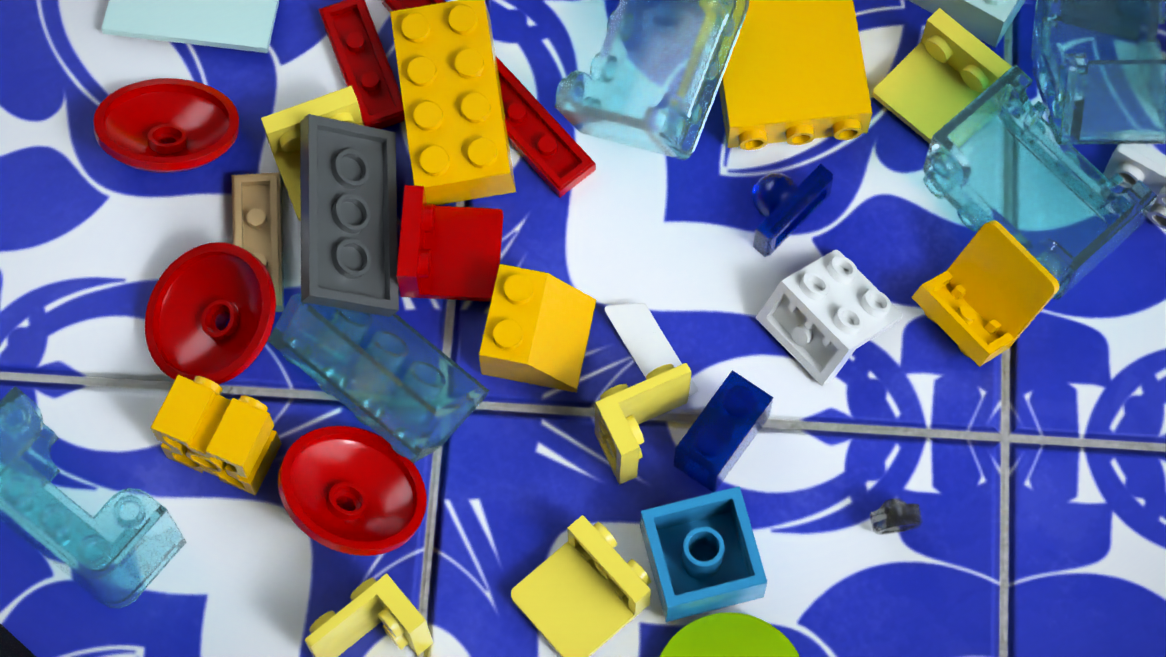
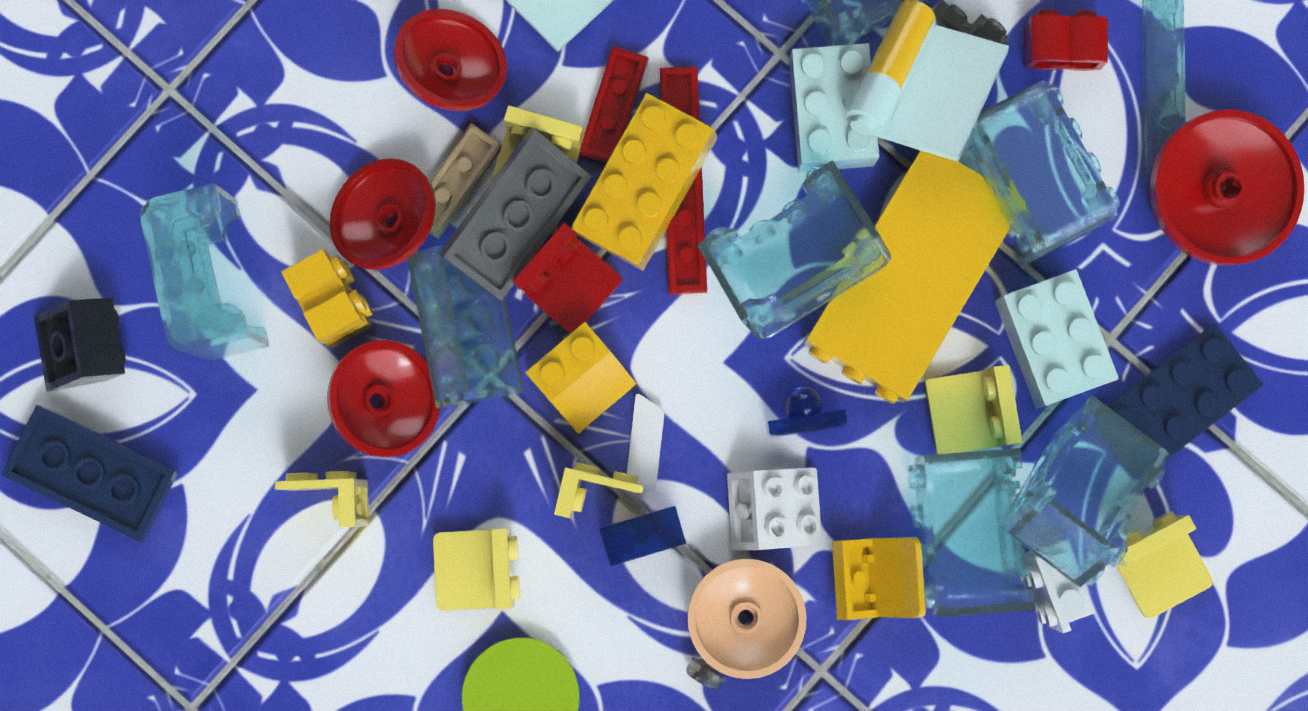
camera: 40 degrees right, 15 degrees up
(703, 554) = (565, 605): dark azure brick -> none
(897, 399) = (750, 648): none -> light nougat dish

